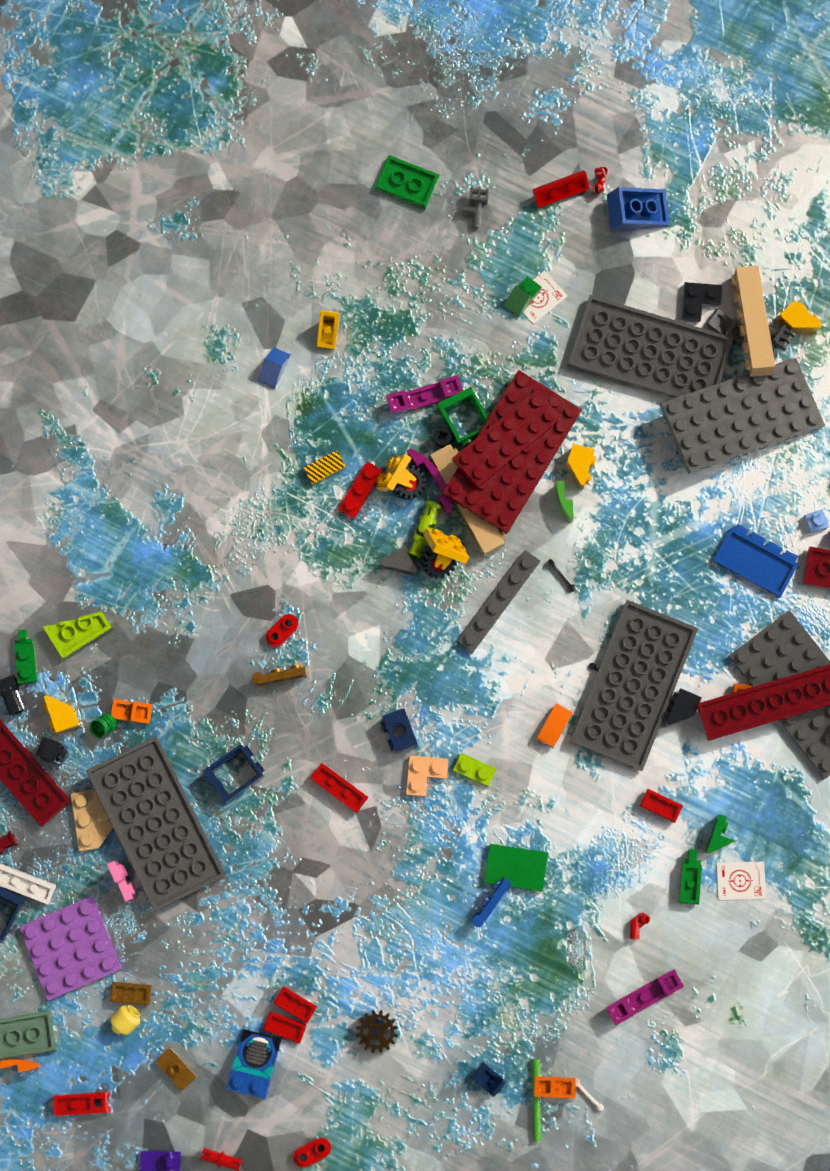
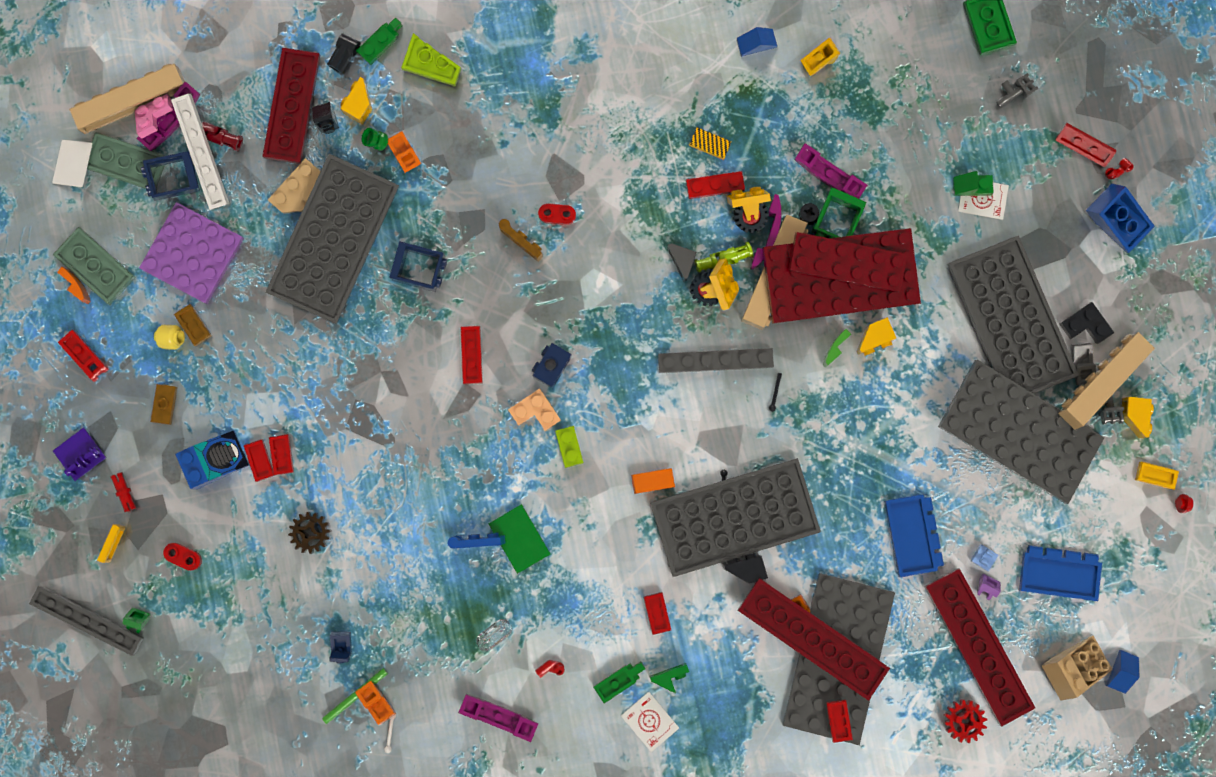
camera: 50 degrees right, 5 degrees up
(119, 875) = (271, 242): bright pink plate -> none

